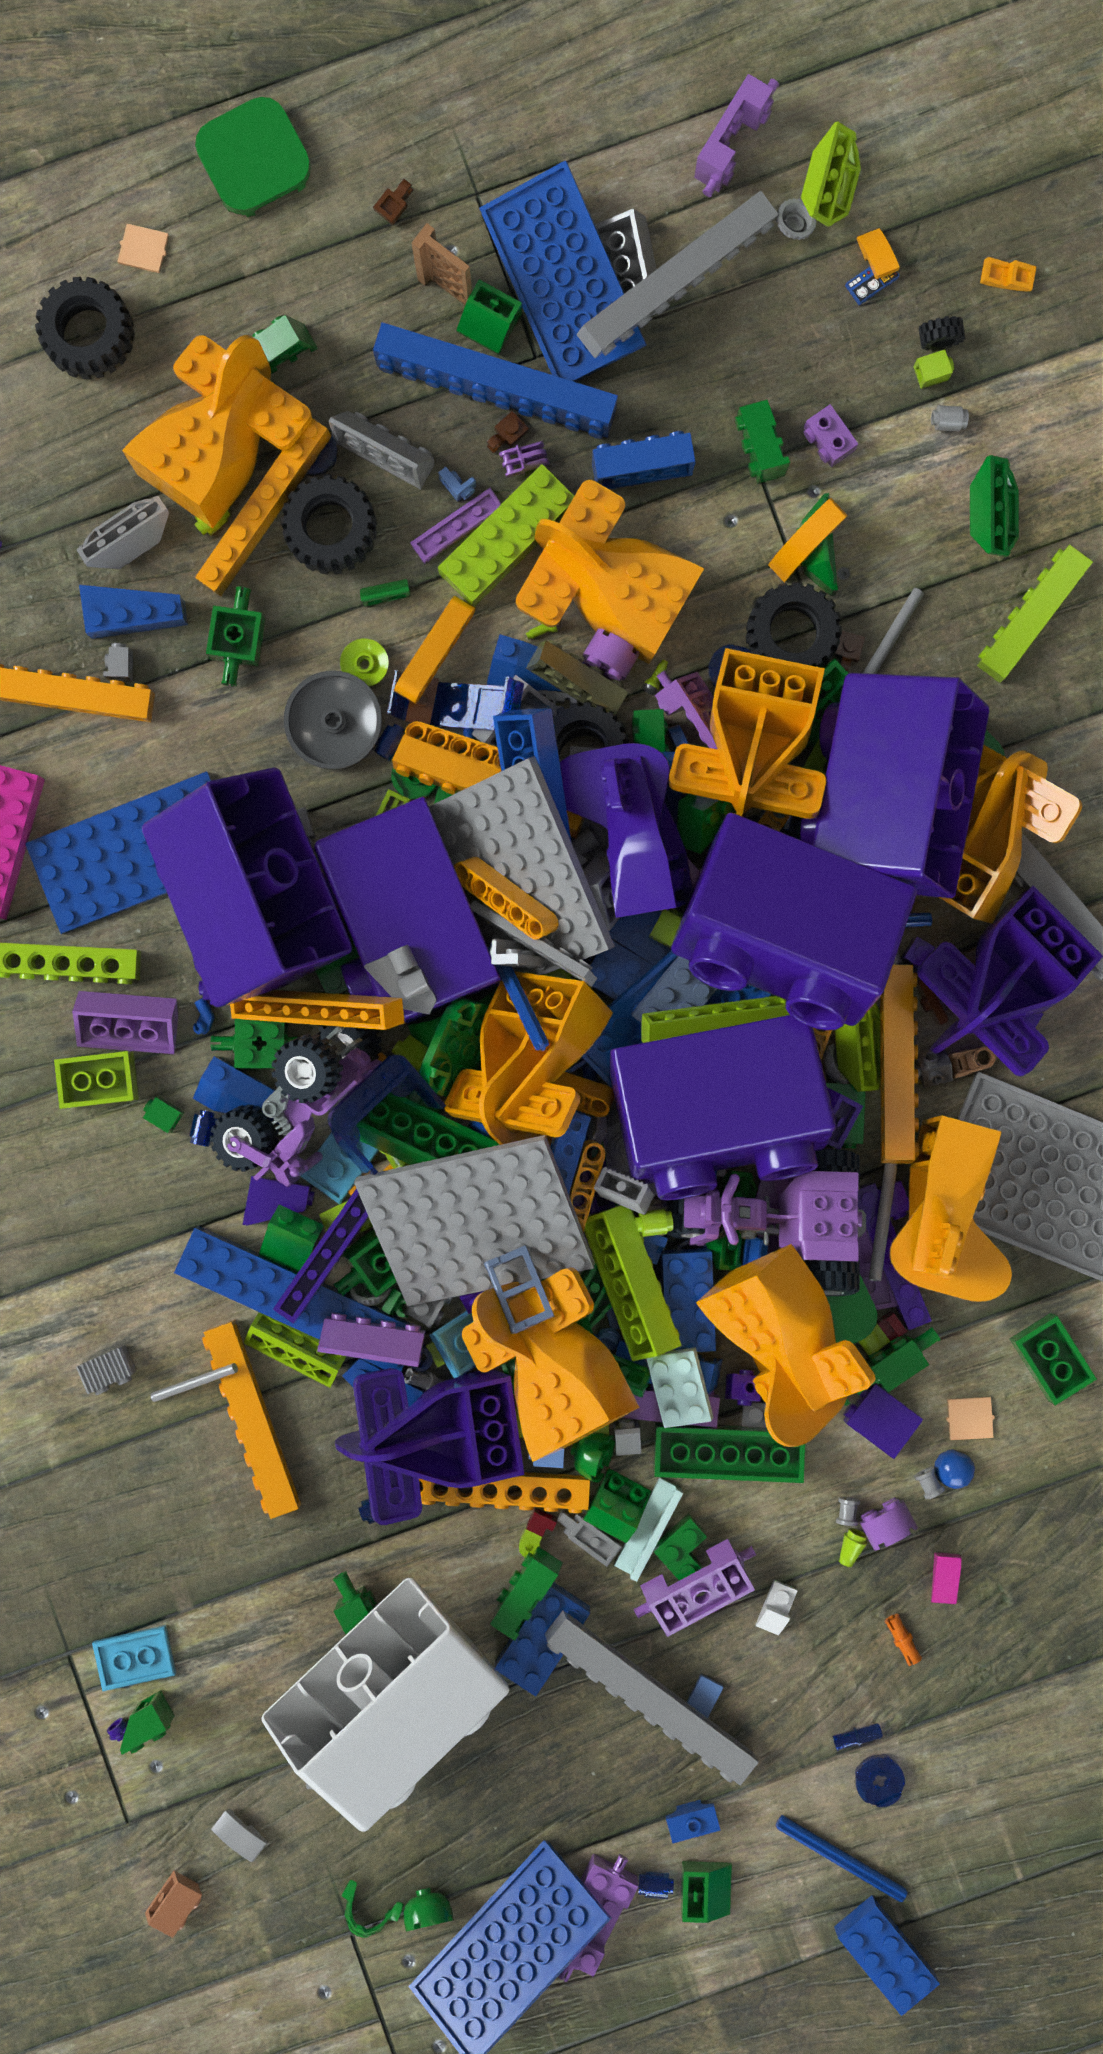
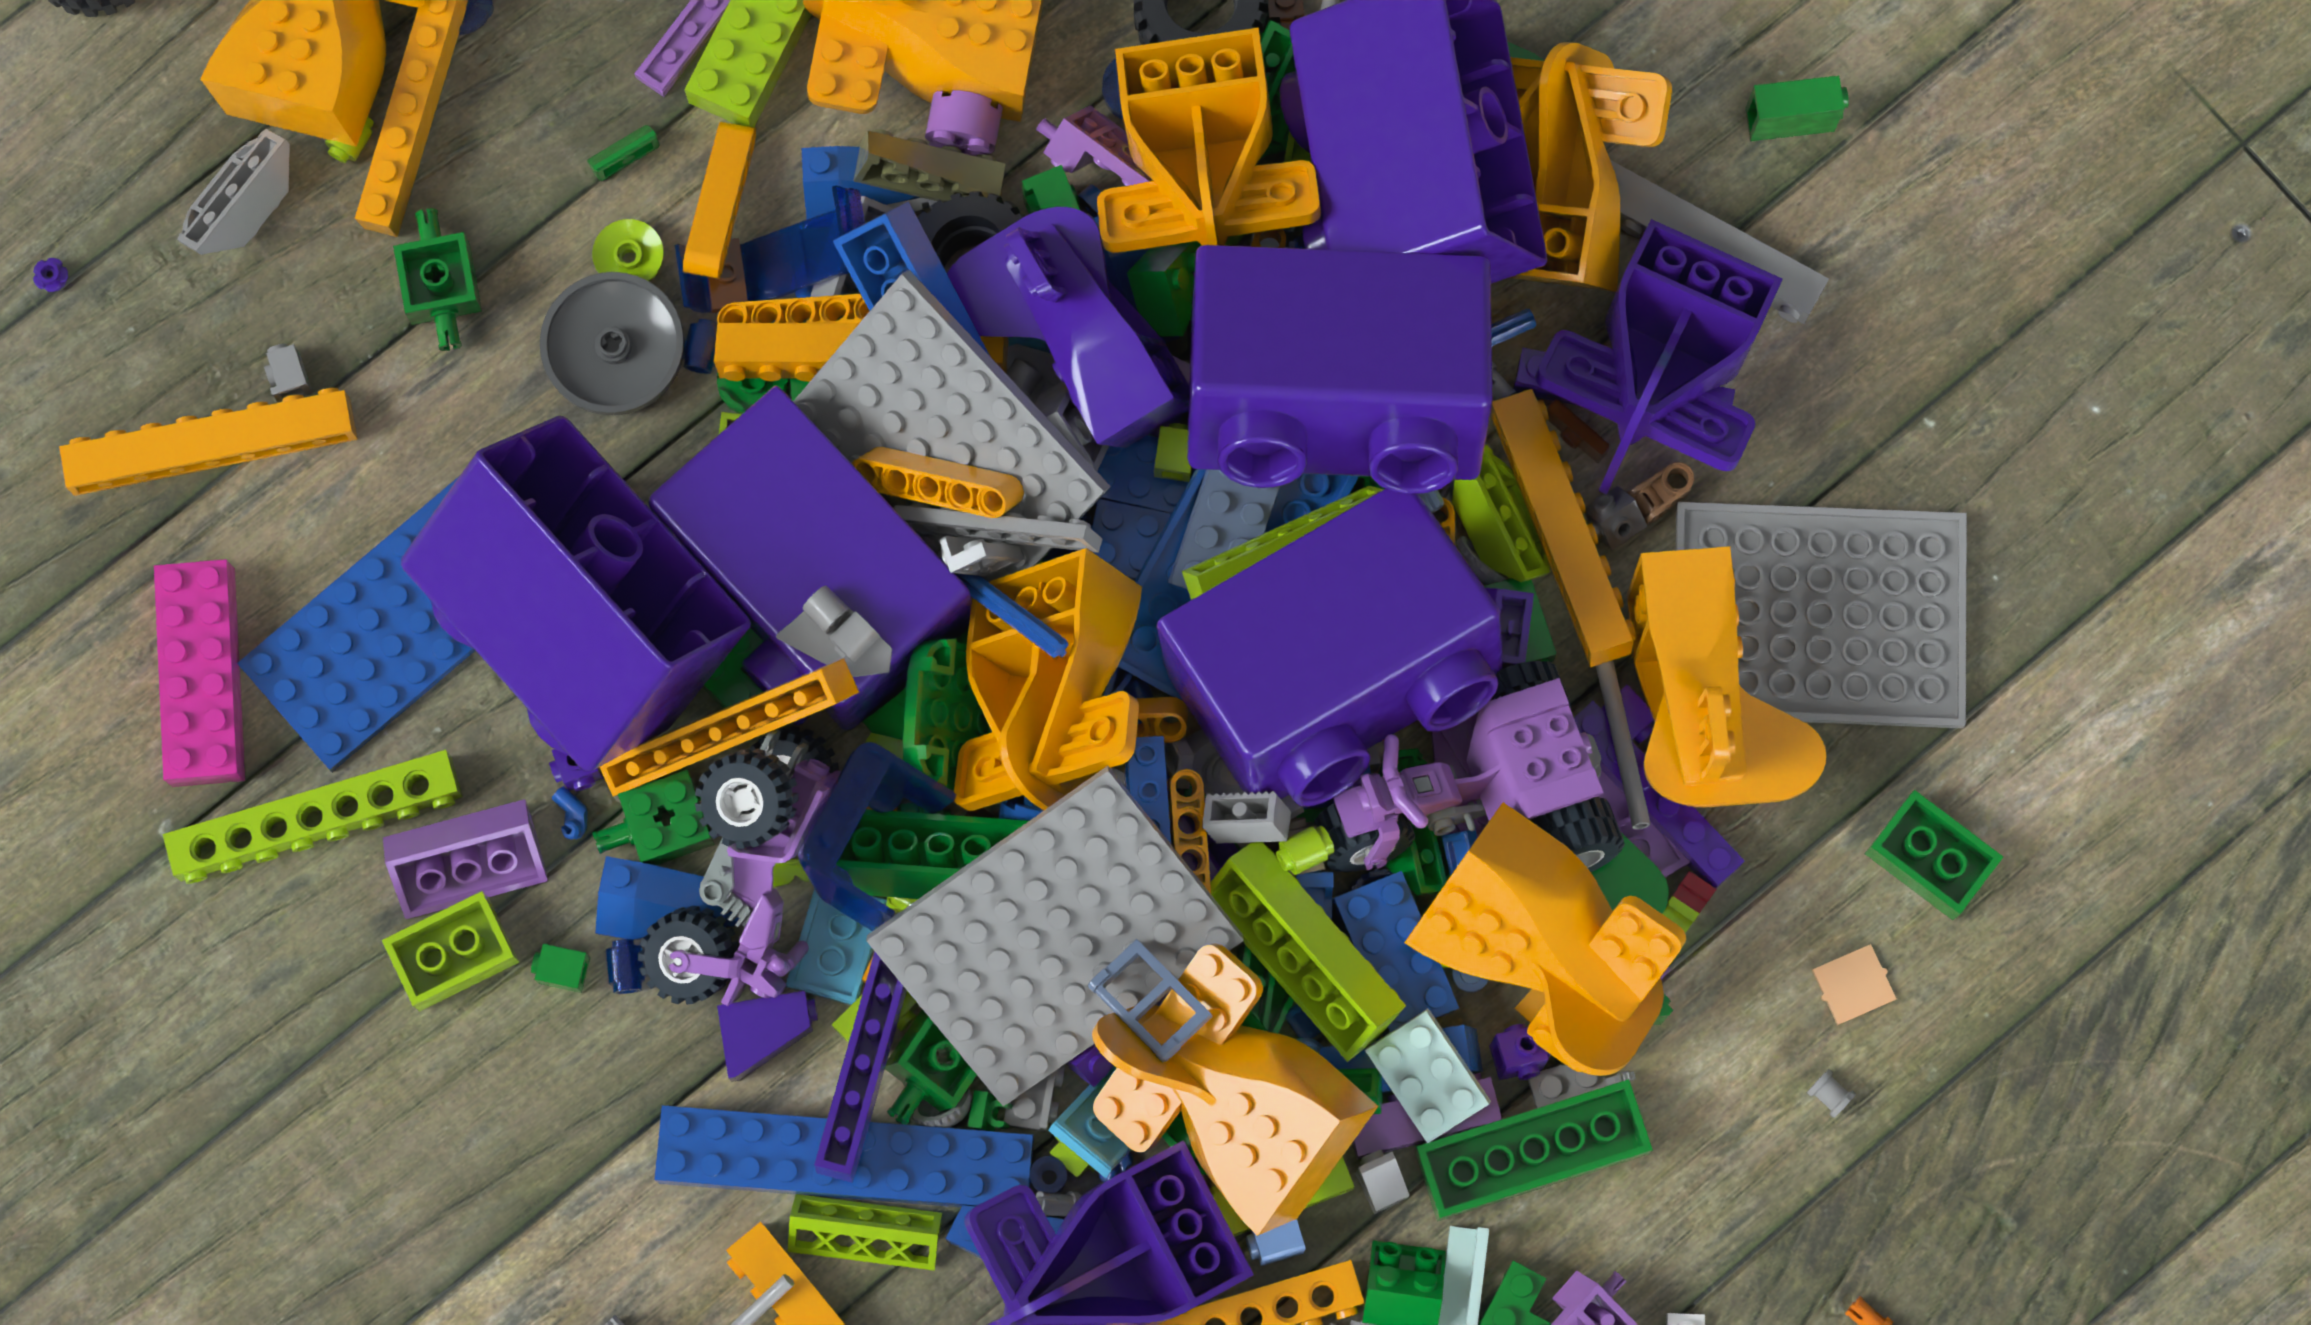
camera: 20 degrees left, 10 degrees down
(127, 611) = (278, 297): blue wedge -> none
(290, 1238) = (802, 1069): green brick -> none
(323, 493) = (504, 44): black tyre -> none
(372, 1340) = (971, 1163): medium lavender slope -> none
(542, 629) = (859, 124): lime piece -> none
(592, 1455) = (1342, 1223): green cylinder -> none
(652, 685) = (1035, 144): lime piece -> none
(848, 1511) = (1732, 1175): light grey bush -> none
(852, 1546) = (1758, 1223): lime cone -> none
(882, 1420) = (1730, 1027): dark purple brick -> none
(887, 1524) = (1794, 1168): medium lavender brick -> none
(900, 1359) = (1716, 941): green brick -> none
(946, 1577) = (1907, 1221): dark pink slope -> none
(954, 1469) = (1859, 1062): blue hair -> none

